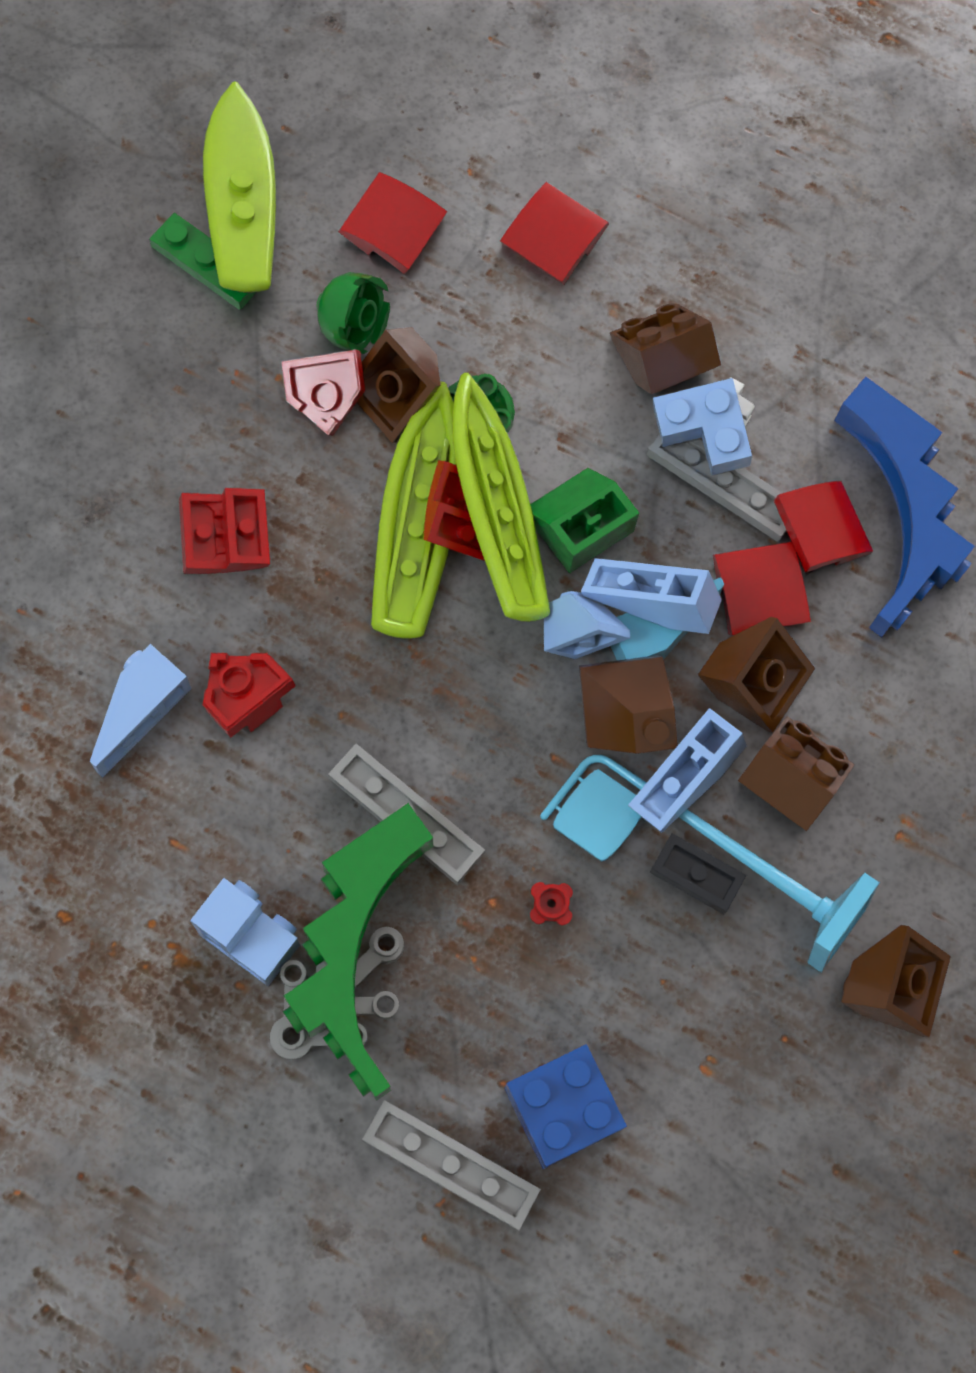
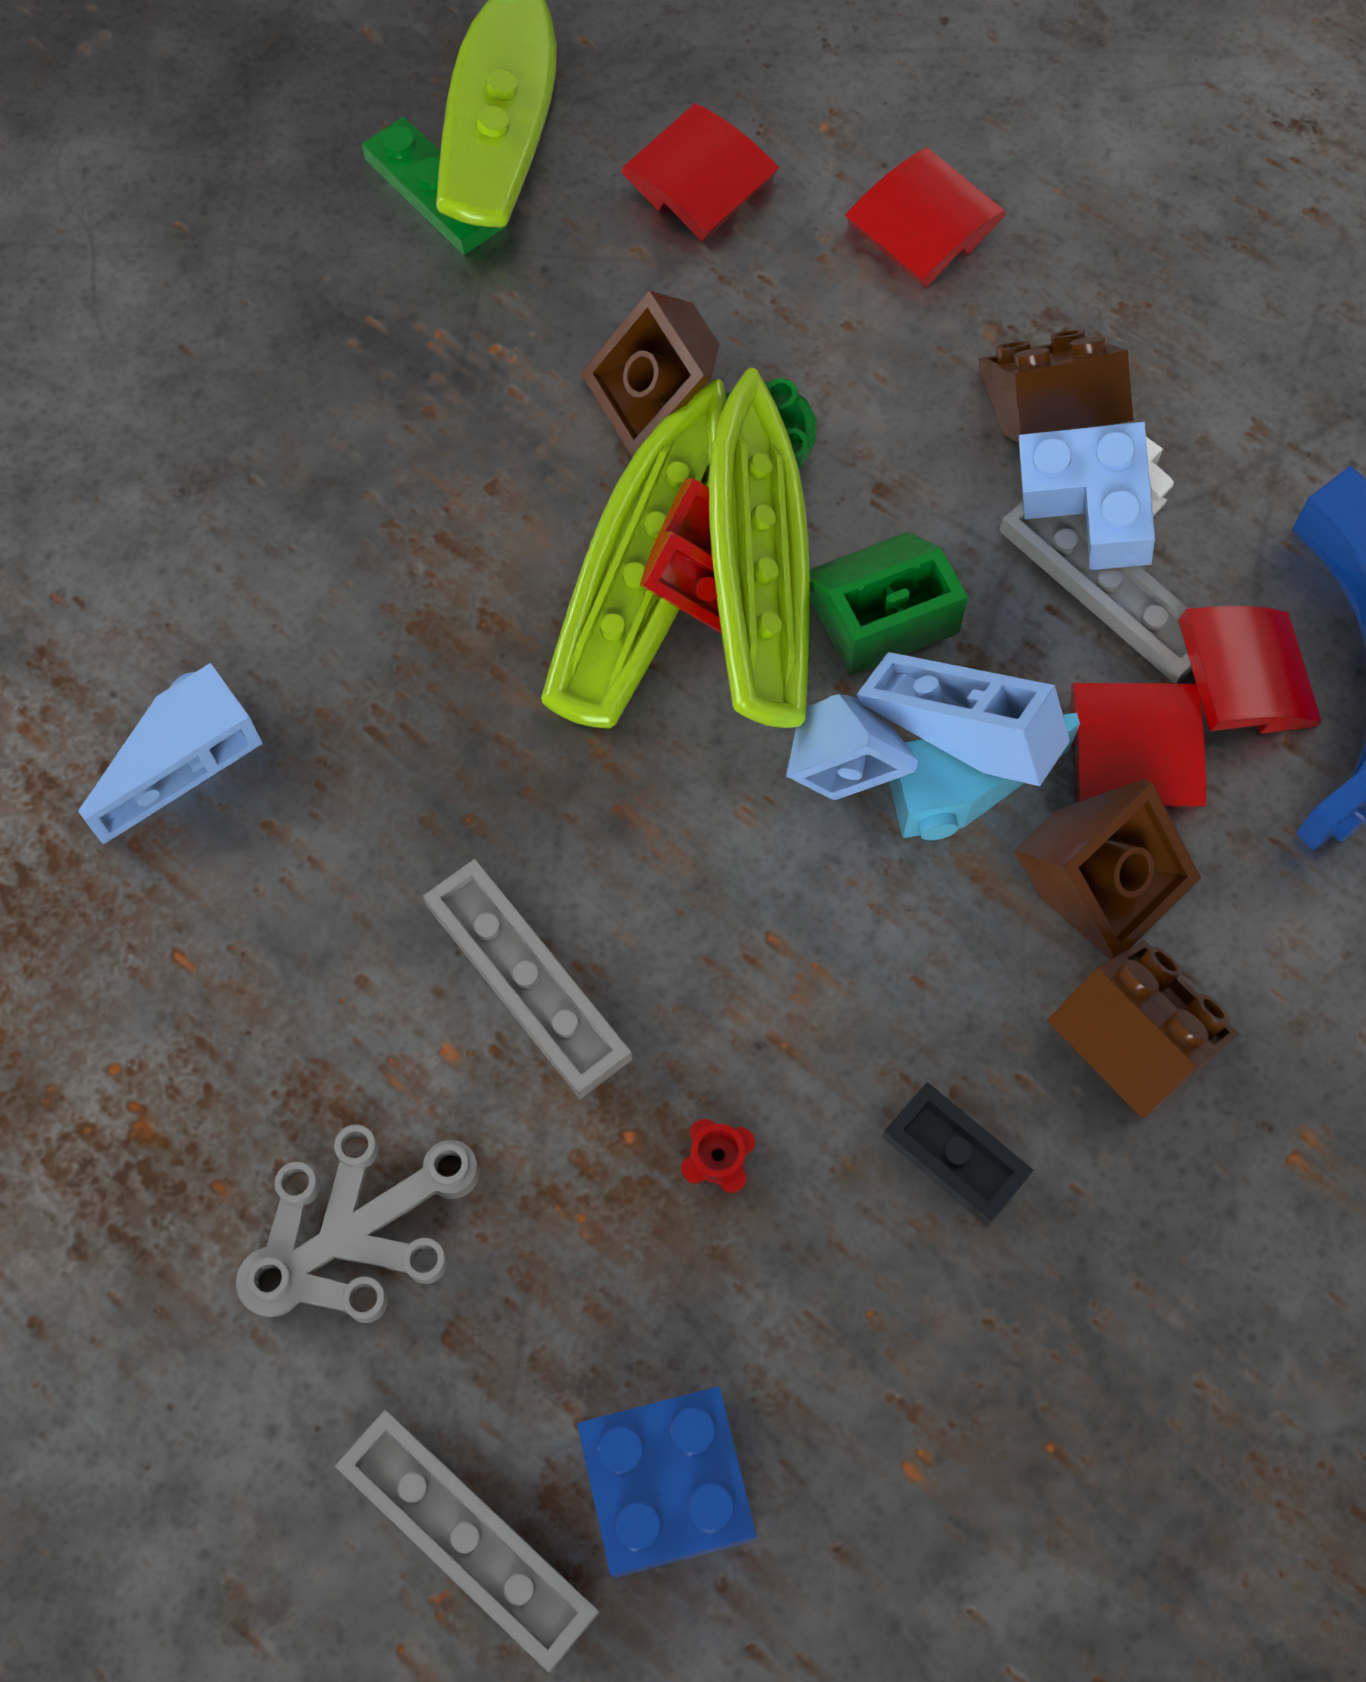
camera: 20 degrees right, 5 degrees down
(224, 531) = (364, 536): red slope -> none
(239, 929) = (226, 1090): light blue brick -> none
(244, 690) = (333, 757): red plate -> none
(324, 387) = (552, 363): plate -> none
(353, 311) = (613, 266): green cylinder -> none
(362, 877) = (335, 1227): green arch -> none
(601, 821) = (832, 1033): medium azure piece -> none
(628, 705) = (896, 875): reddish brown slope -> none
(689, 770) = (973, 990): light blue slope -> none
(898, 981) = (1255, 1391): reddish brown slope -> none

